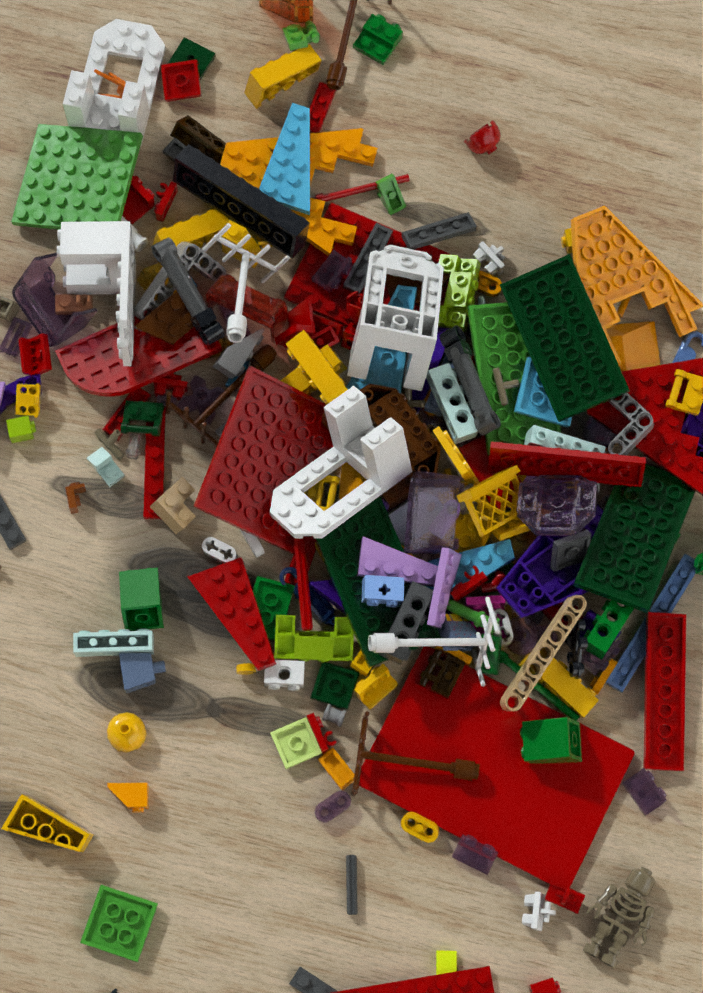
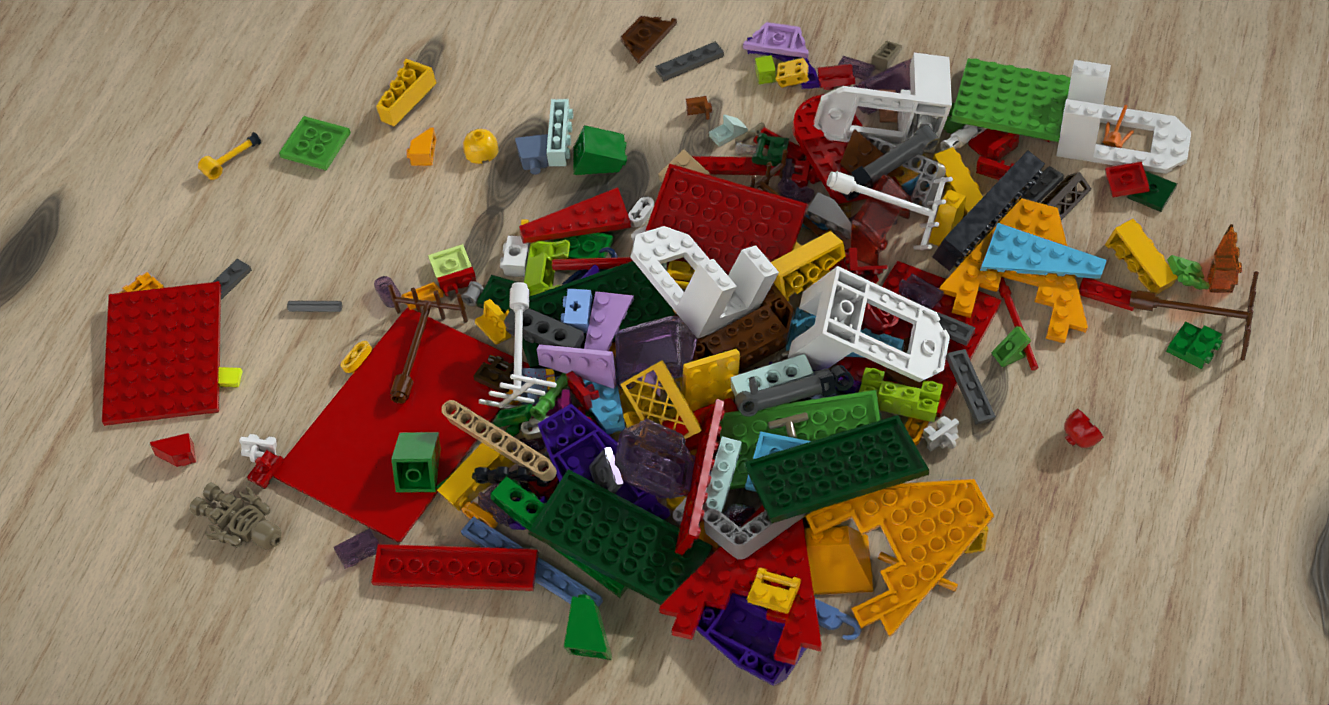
camera: 100 degrees right, 20 degrees down
(475, 854) = (322, 398): clear purple bracket -> none

